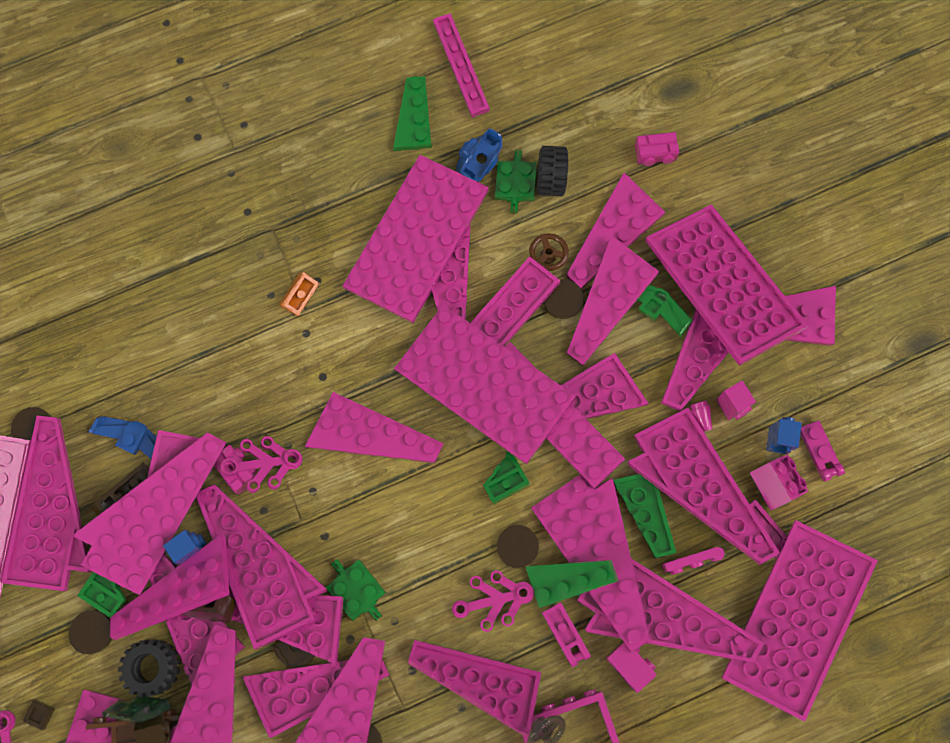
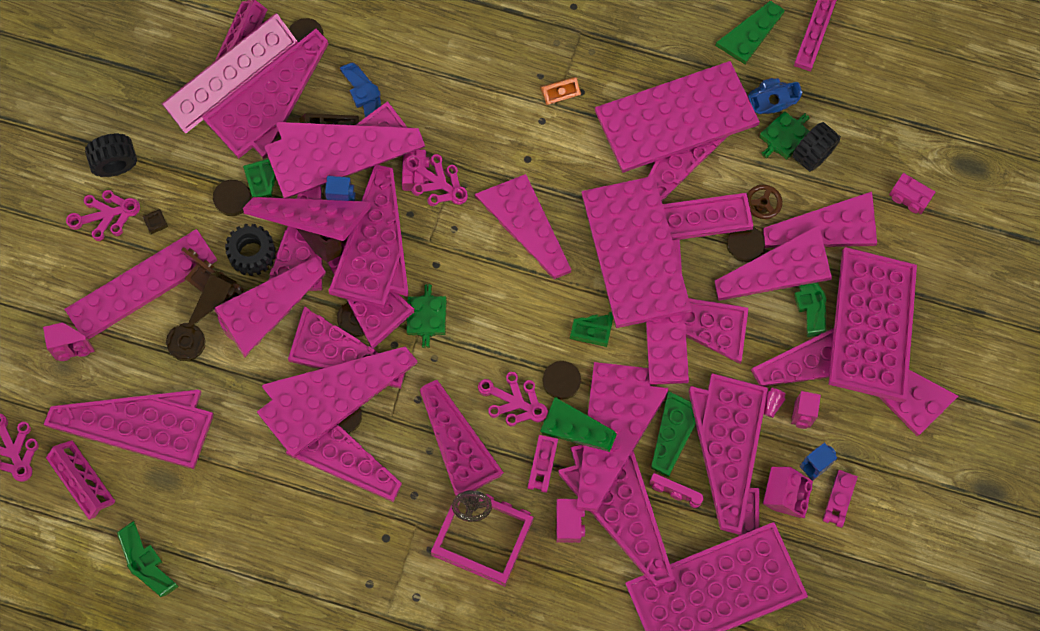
camera: 35 degrees right, 5 degrees down
(137, 710) = (222, 265): clear green slope -> none

